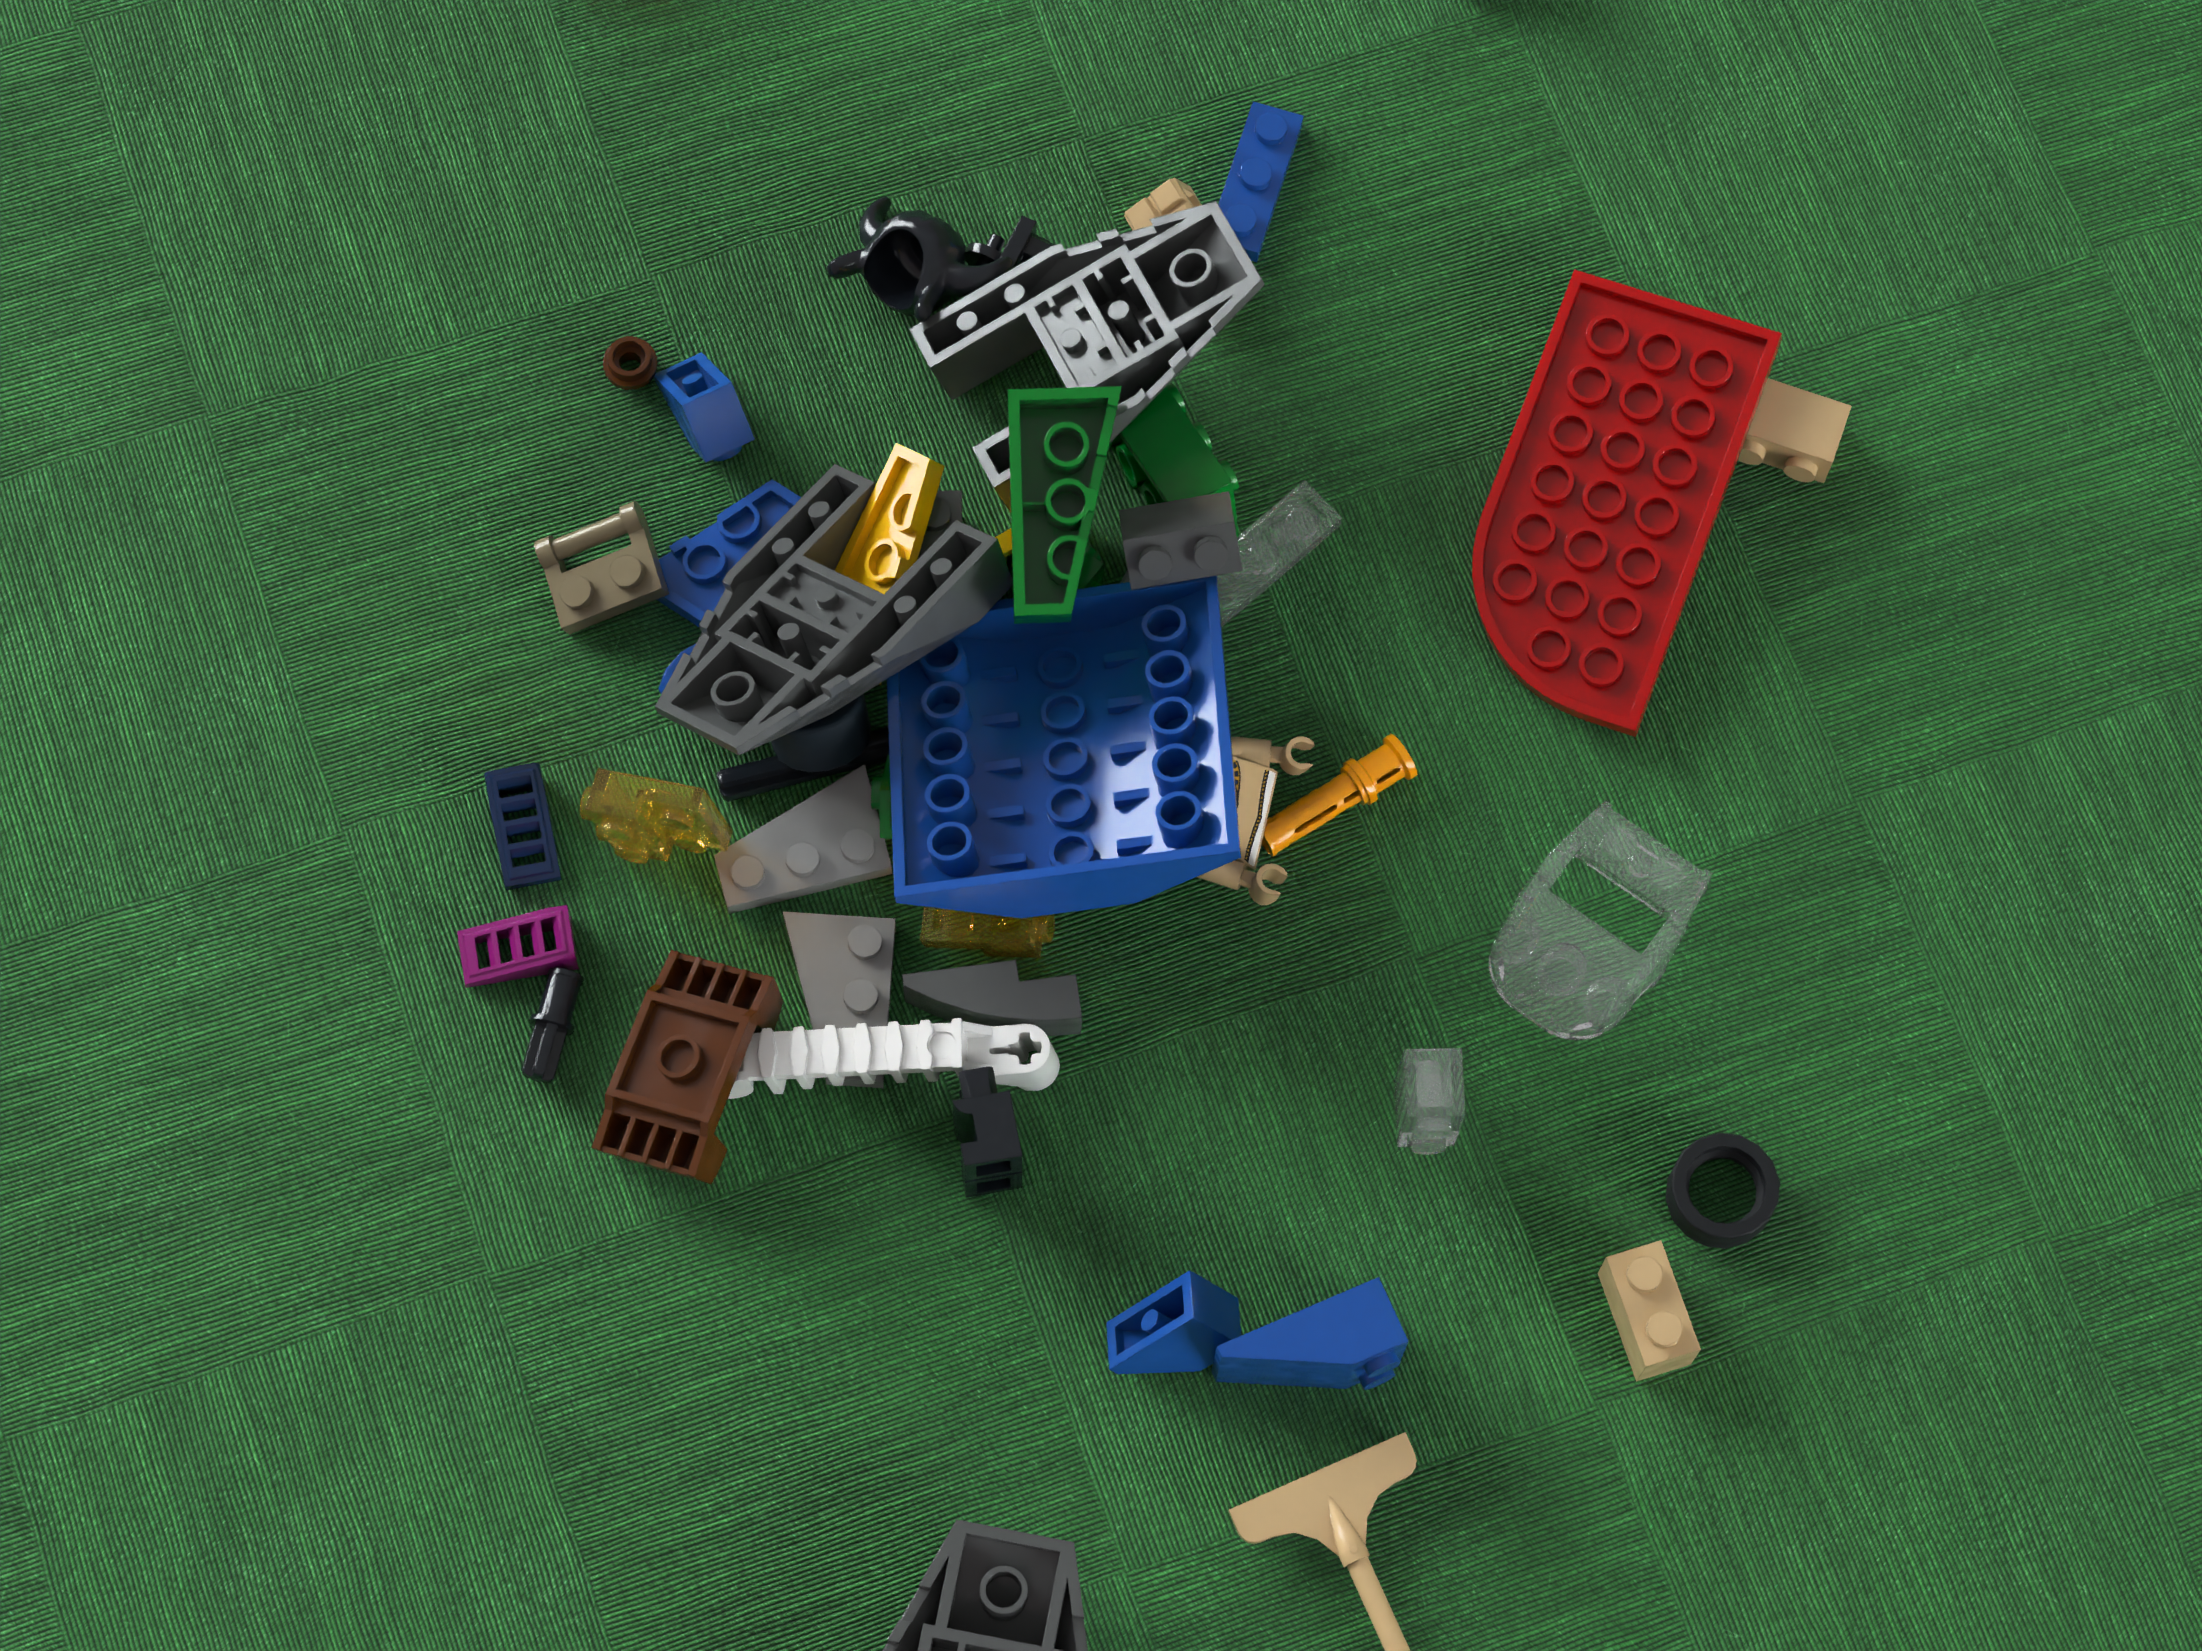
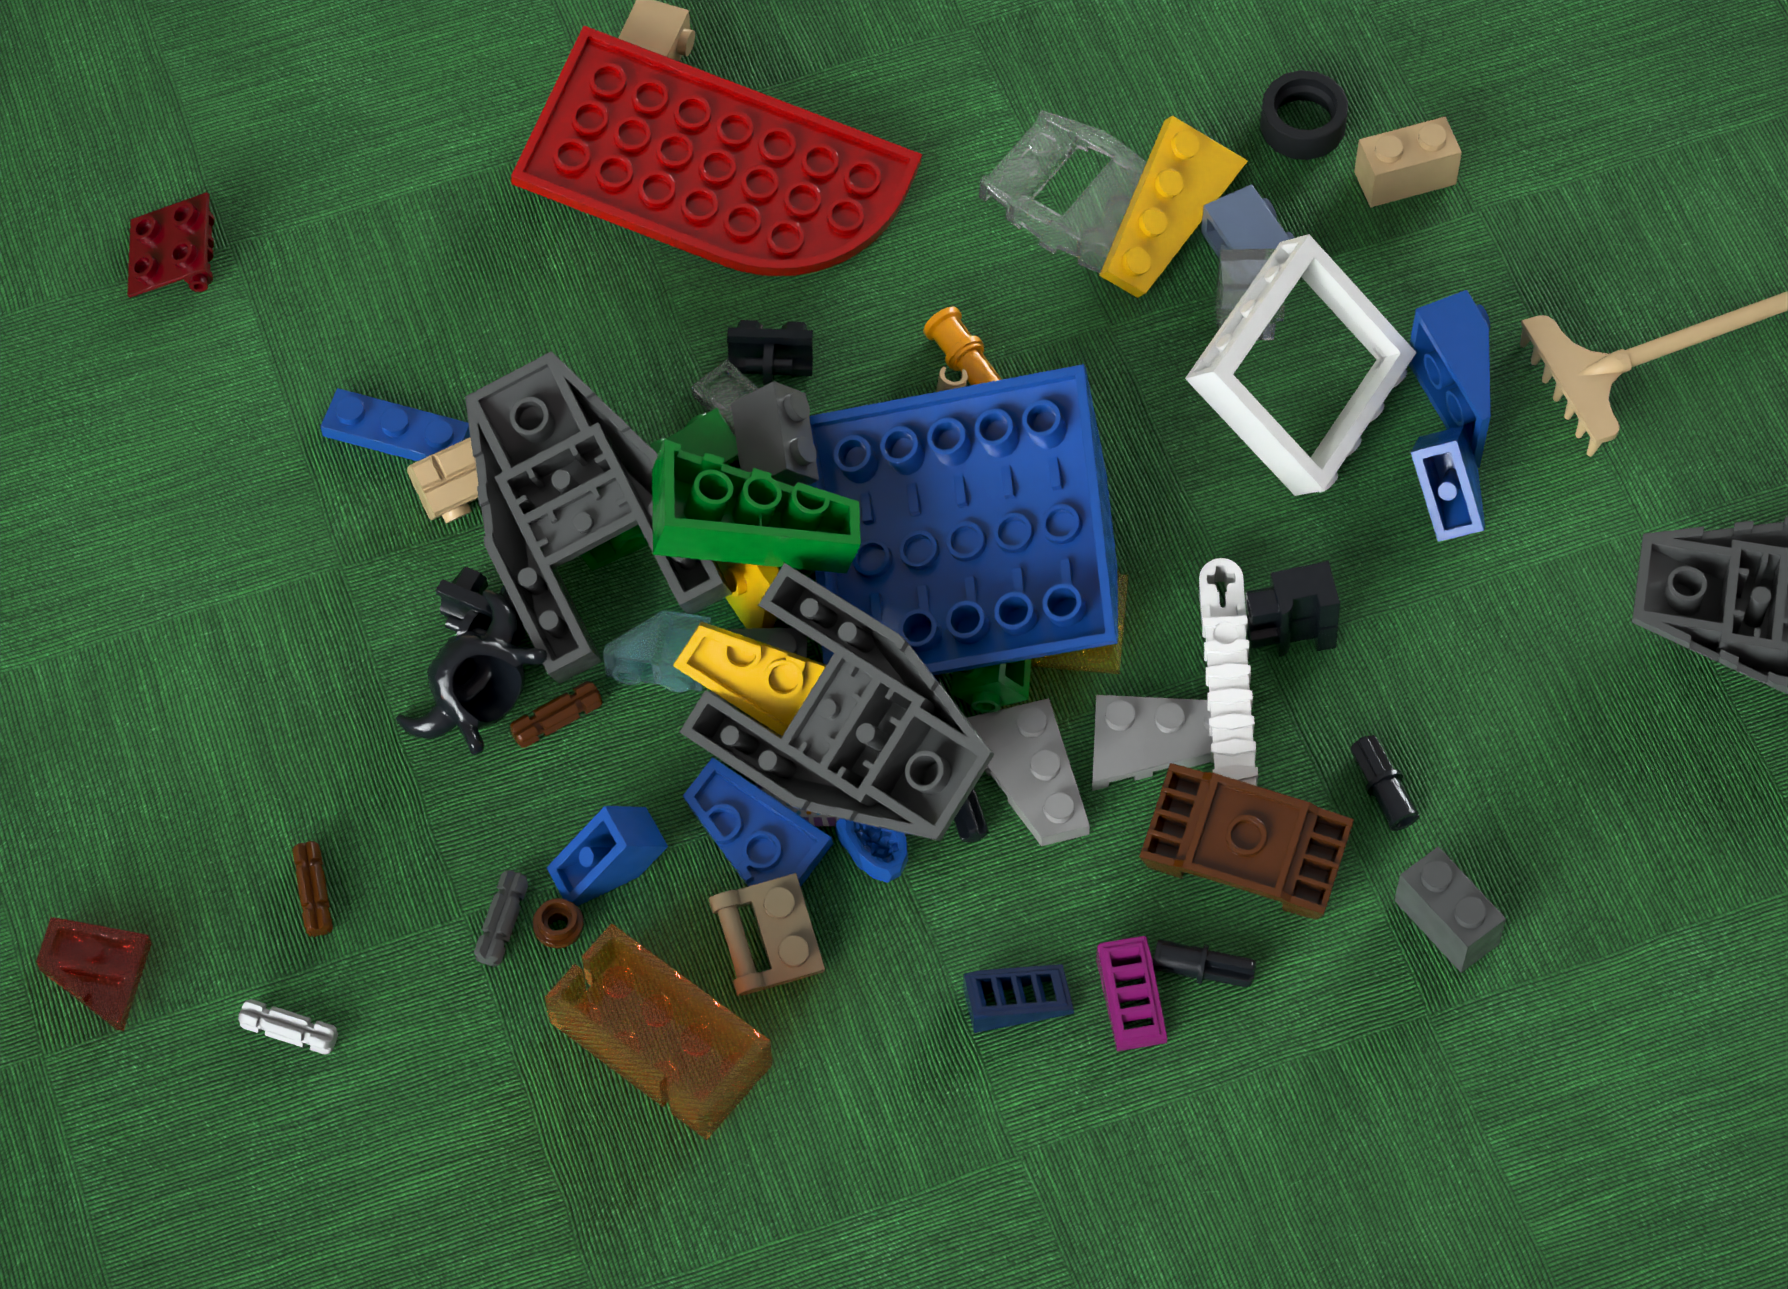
camera: 85 degrees left, 10 degrees down
(482, 454) = (659, 1031): none -> clear orange piece
(521, 110) = (288, 1026): none -> axle
(600, 1293) = (1449, 909): none -> dark grey brick
(639, 307) = (501, 918): none -> dark grey axle
(650, 815) = (1020, 880): clear yellow plate -> none
(680, 124) = (312, 889): none -> reddish brown axle
(776, 1235) = (1384, 783): none -> black axle
(885, 354) = (556, 714): none -> reddish brown axle
(950, 443) = (650, 651): none -> clear light blue slope
(996, 997) = (1167, 610): dark grey slope -> none
(1349, 566) = (771, 350): none -> black hips
(1350, 1073) = (1214, 370): none -> white window
(1527, 1115) = (1242, 222): none -> sand blue brick
(1586, 1023) = (1168, 204): none -> yellow wing

